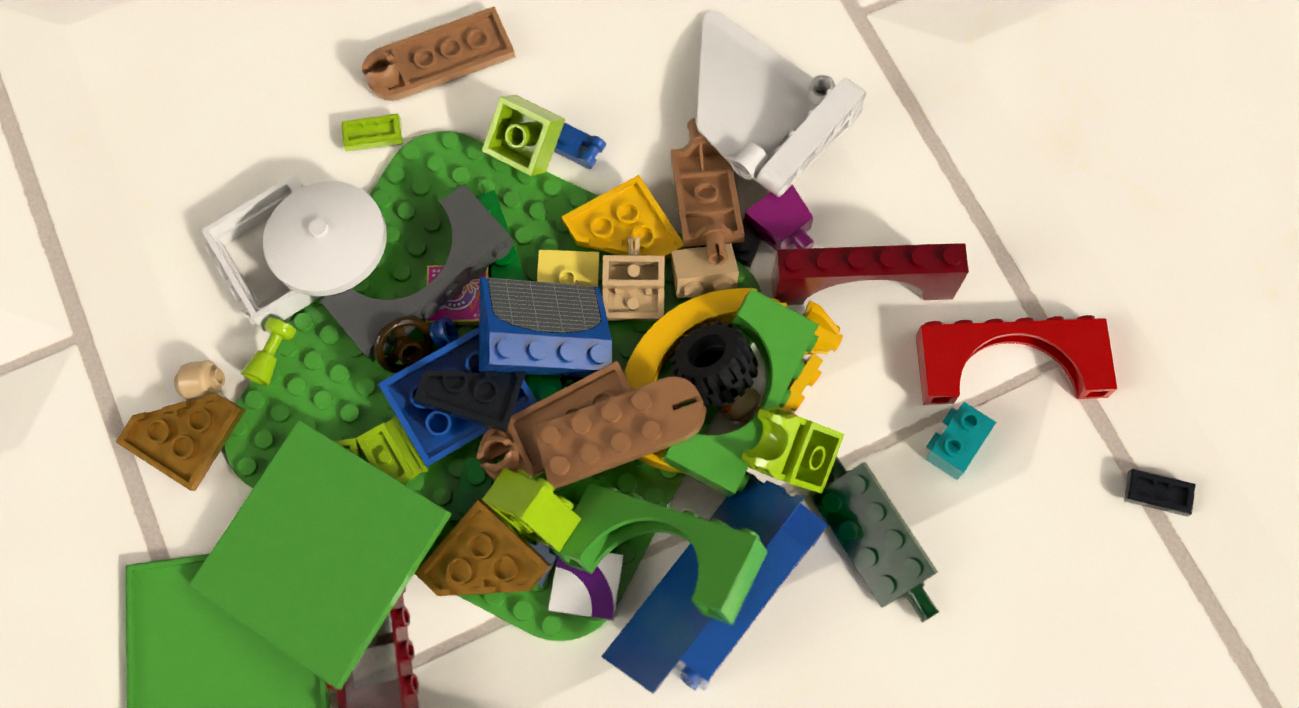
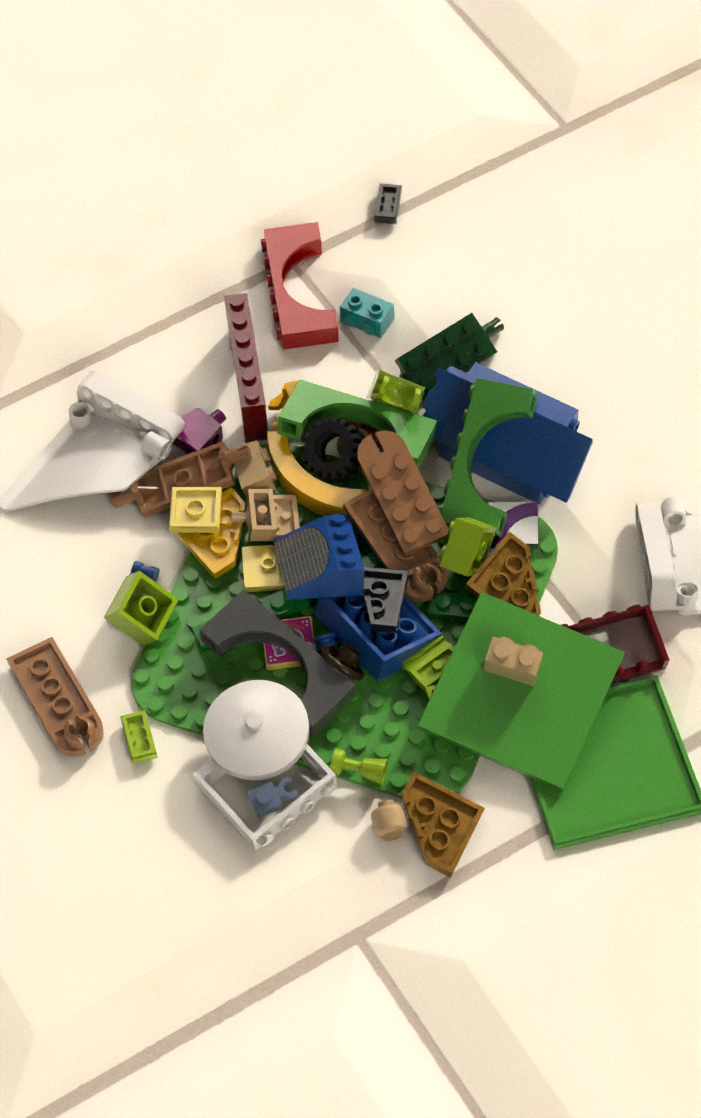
camera: 95 degrees left, 15 degrees down
(241, 247) = (268, 799): none -> sand blue plate
(336, 536) = (513, 660): none -> tan brick
(648, 198) = (195, 510): none -> light yellow plate

